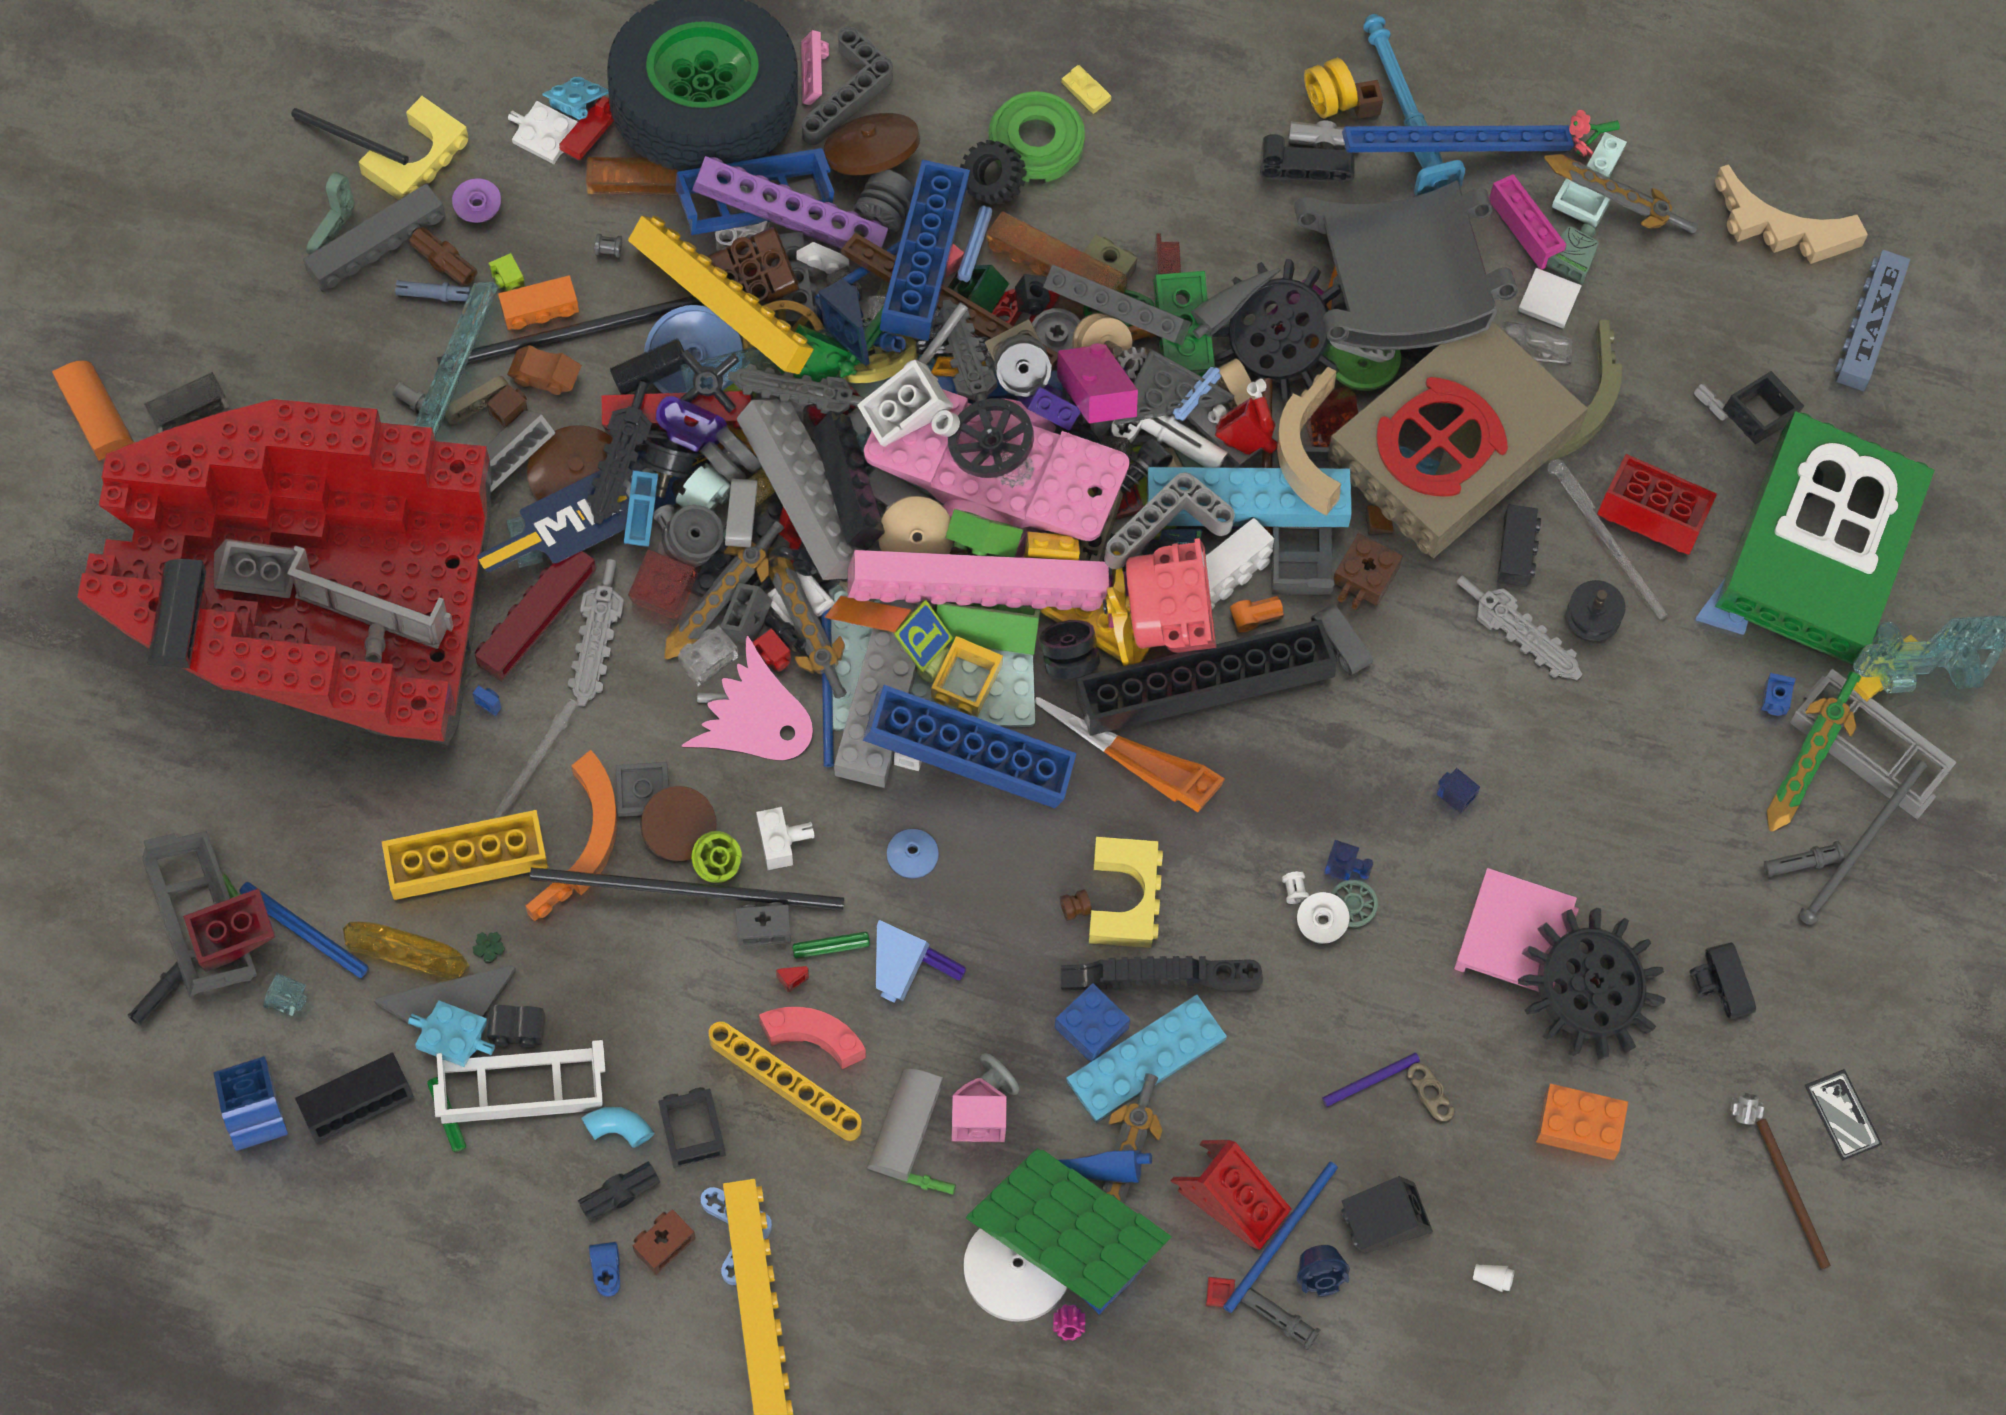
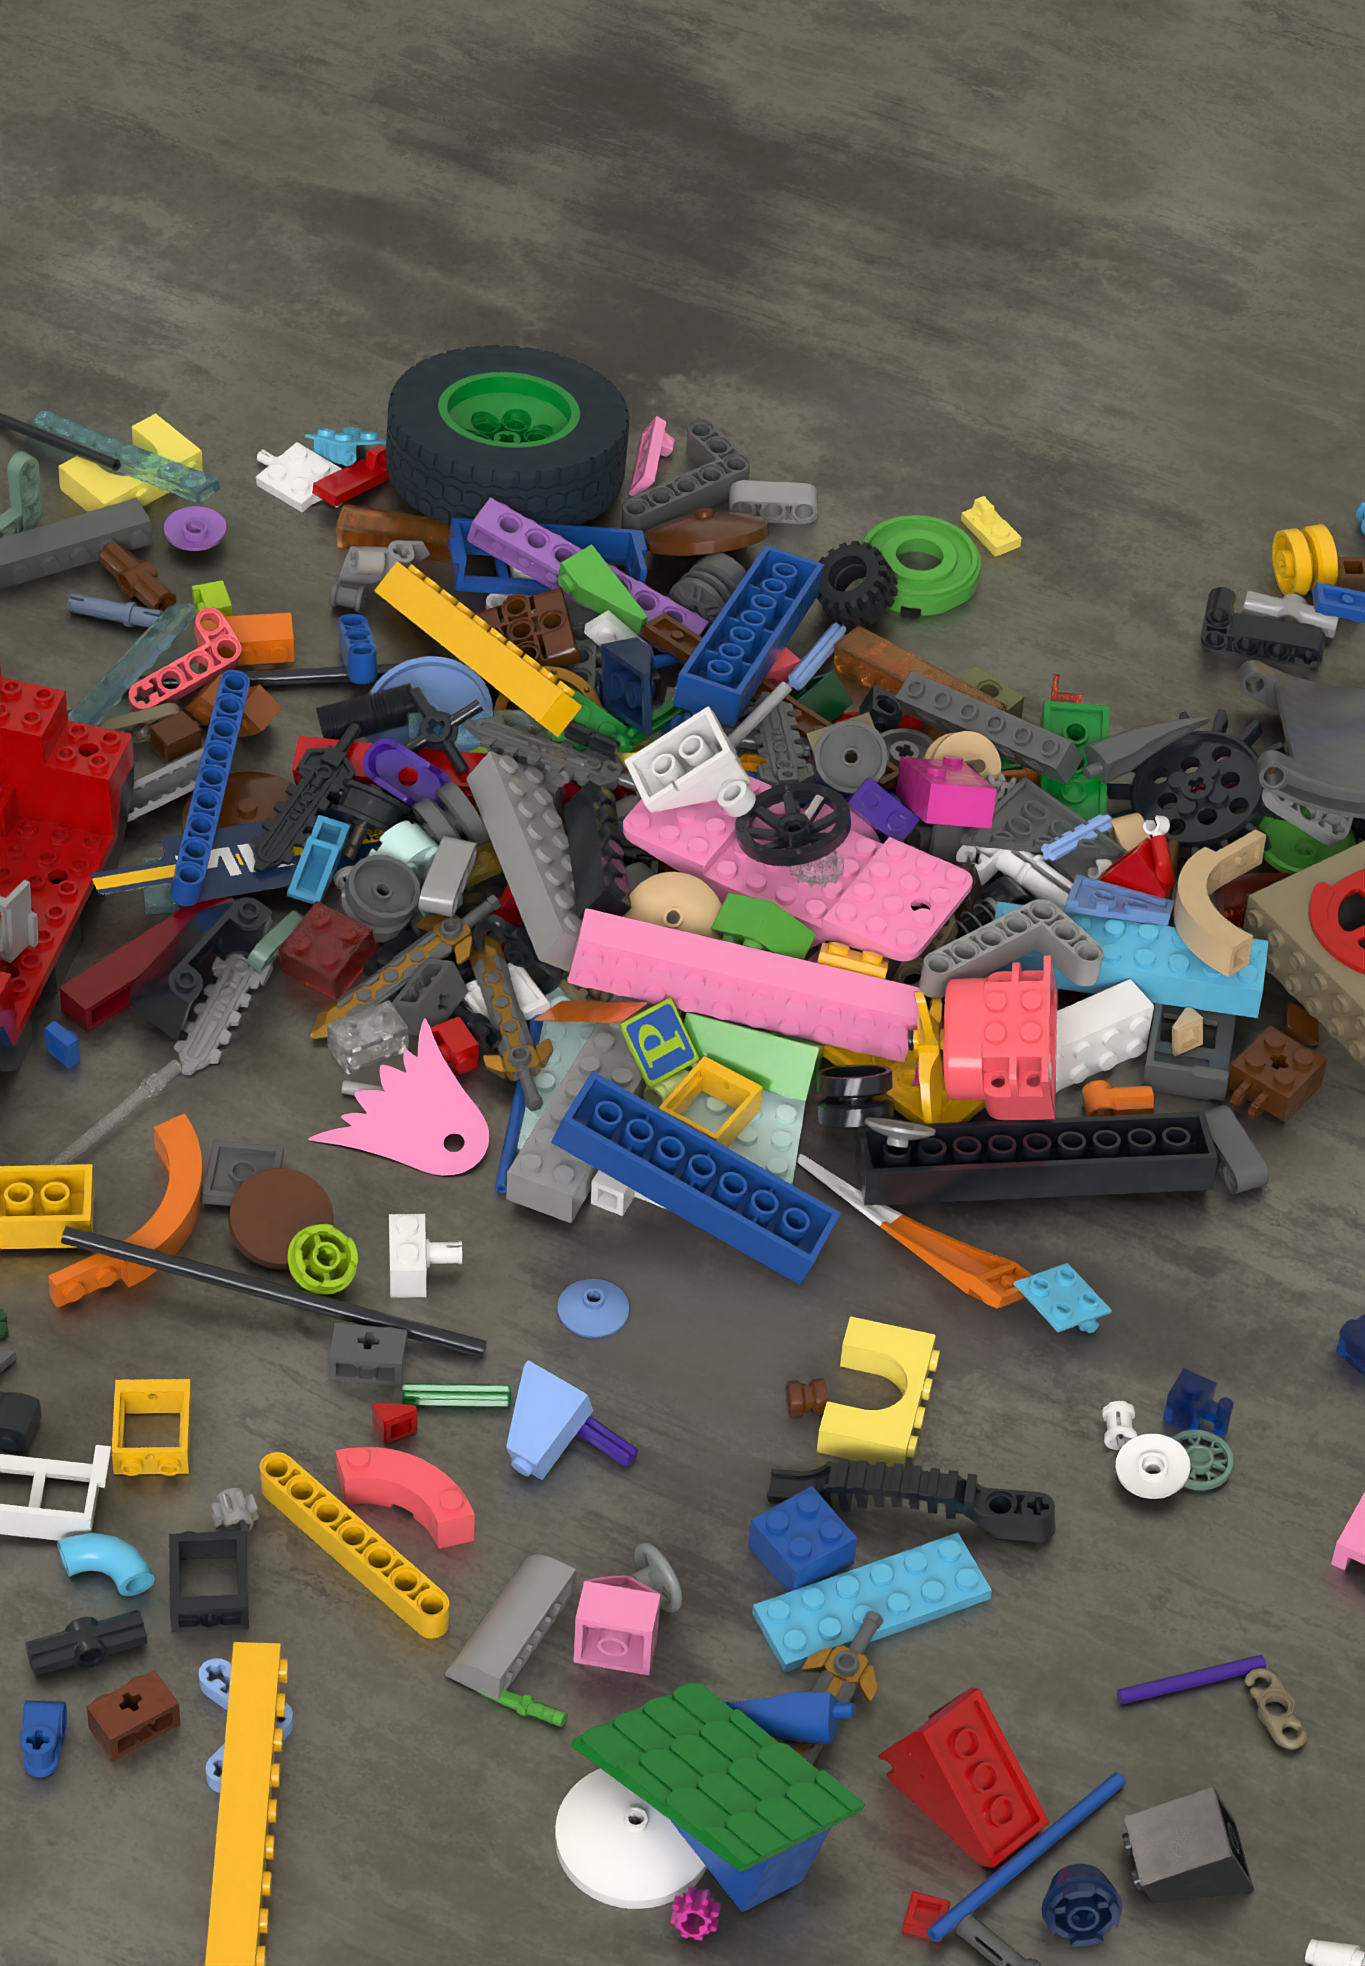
camera: 10 degrees right, 20 degrees down
(414, 146) = (134, 460): none -> clear light blue plate
(498, 345) = (180, 669): none -> coral beam
(548, 471) = (209, 788): none -> blue beam
(552, 639) = (172, 983): none -> black windscreen
(620, 988) = (135, 1398): none -> yellow window
(624, 583) = (267, 948): none -> sand green beam
(627, 213) = (371, 564): none -> light grey panel
(627, 300) = (358, 648): none -> blue beam
(697, 1070) = (234, 1510): none -> light grey gear
(799, 221) = (598, 588): none -> bright green slope
(830, 374) = (587, 737): none -> black piece
(915, 94) = (775, 500): none -> light grey beam
(1108, 680) = (899, 1132): none -> light grey dish
(1235, 454) = (1117, 902): none -> medium blue wing
(1242, 792) = (1064, 1298): none -> medium azure hinge
(1299, 545) = (1187, 1031): none -> tan slope

